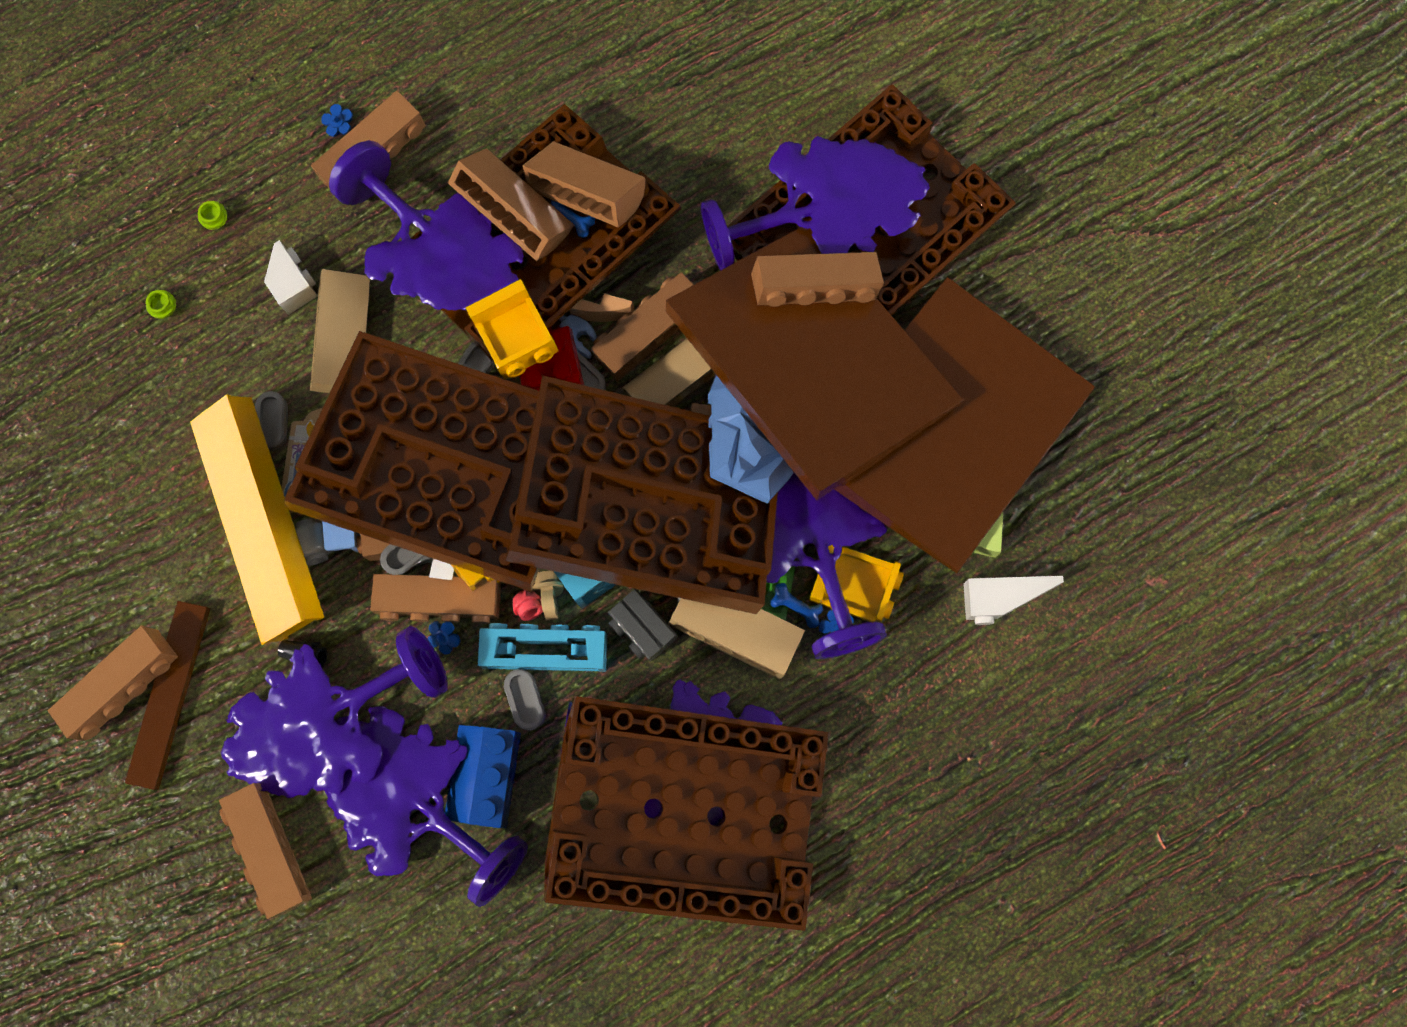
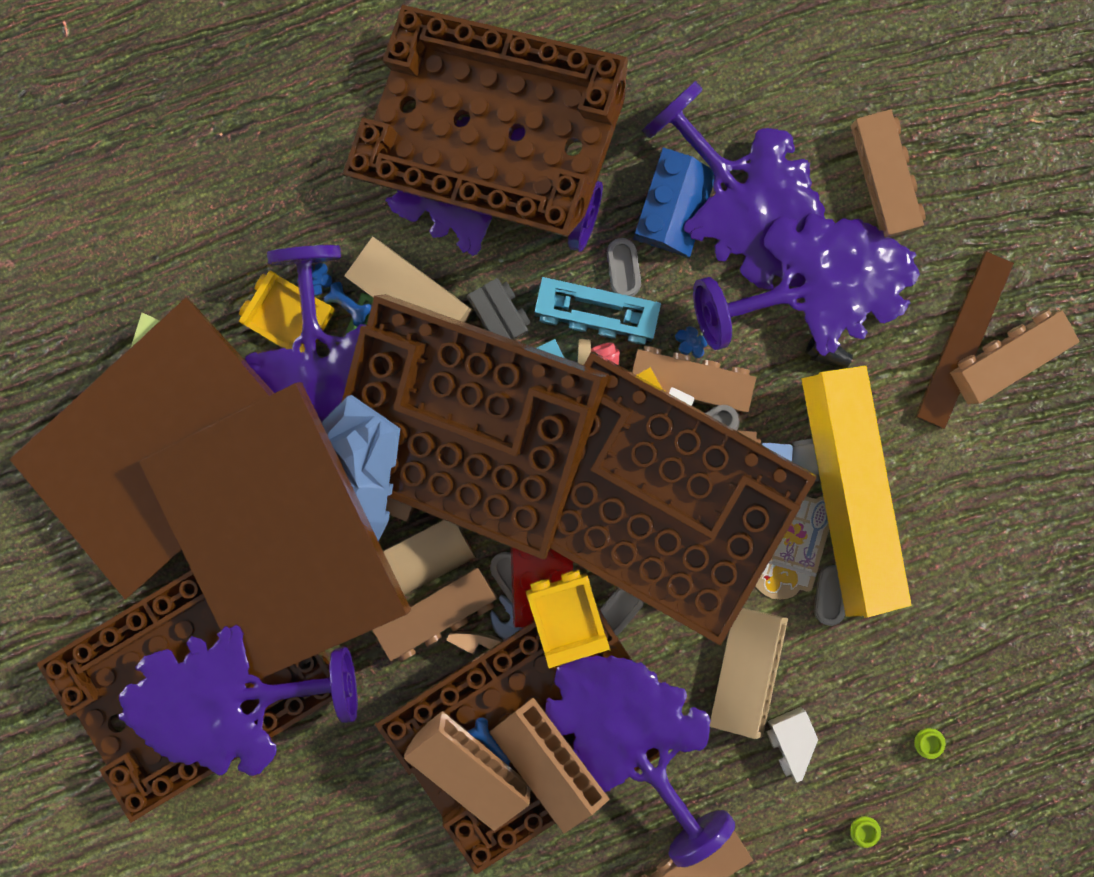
camera: 175 degrees left, 10 degrees up
(816, 278) = (252, 611): medium nougat brick -> none
(995, 597) = (154, 273): white slope -> none

